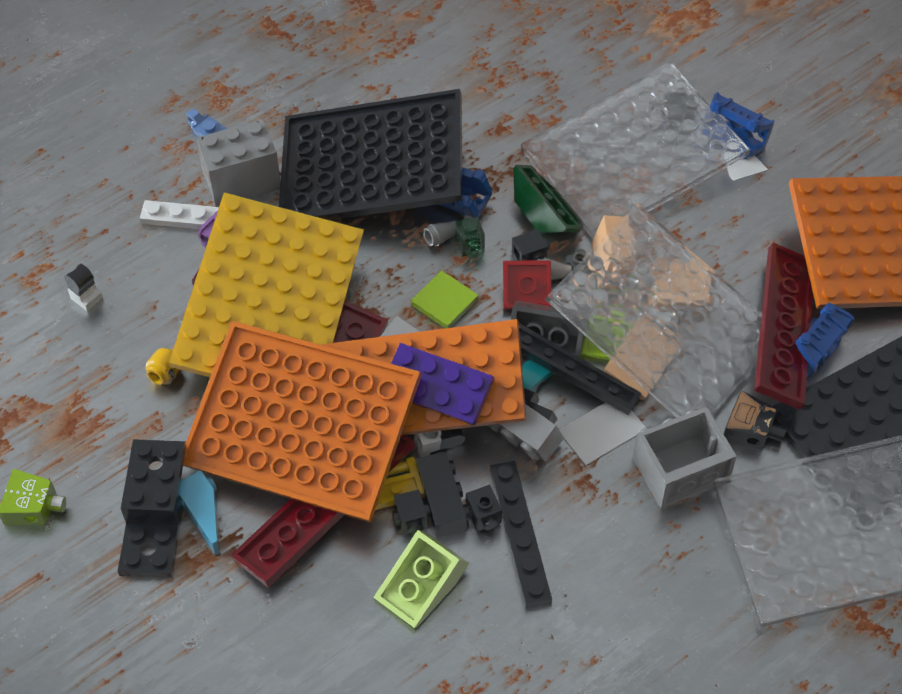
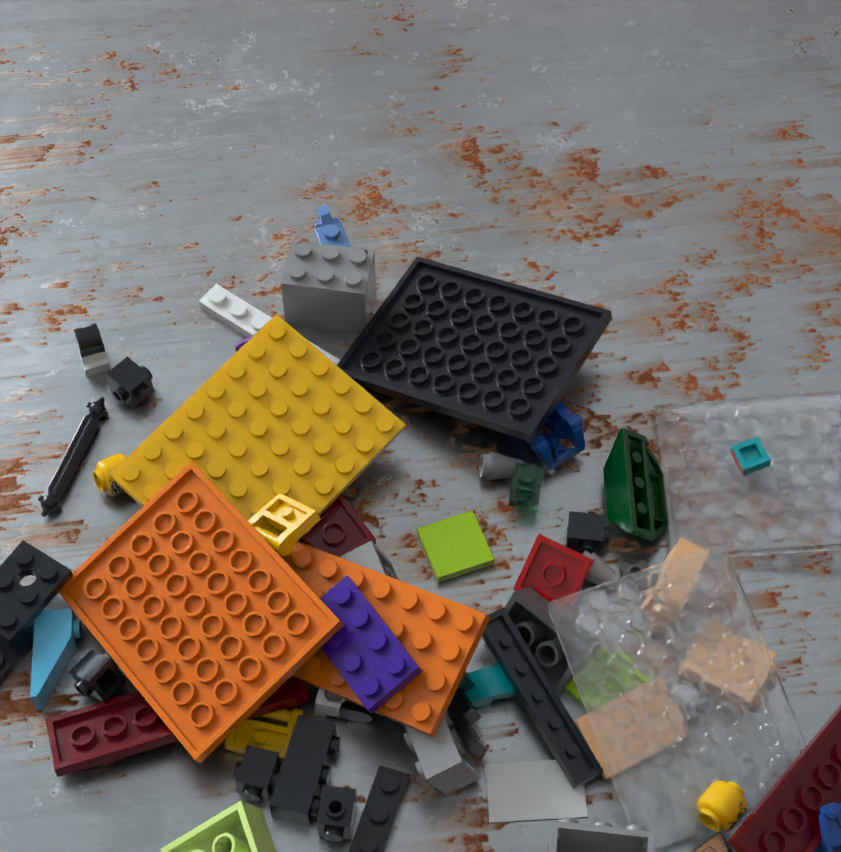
camera: 30 degrees right, 0 degrees up
(119, 370) = (72, 457): none -> black wheel
(128, 298) = (130, 382): none -> black brick
(250, 506) = (97, 676): none -> black brick
(327, 327) = (288, 516): none -> yellow plate
(610, 145) = (750, 456): none -> teal plate
(734, 372) = (721, 806): none -> yellow head

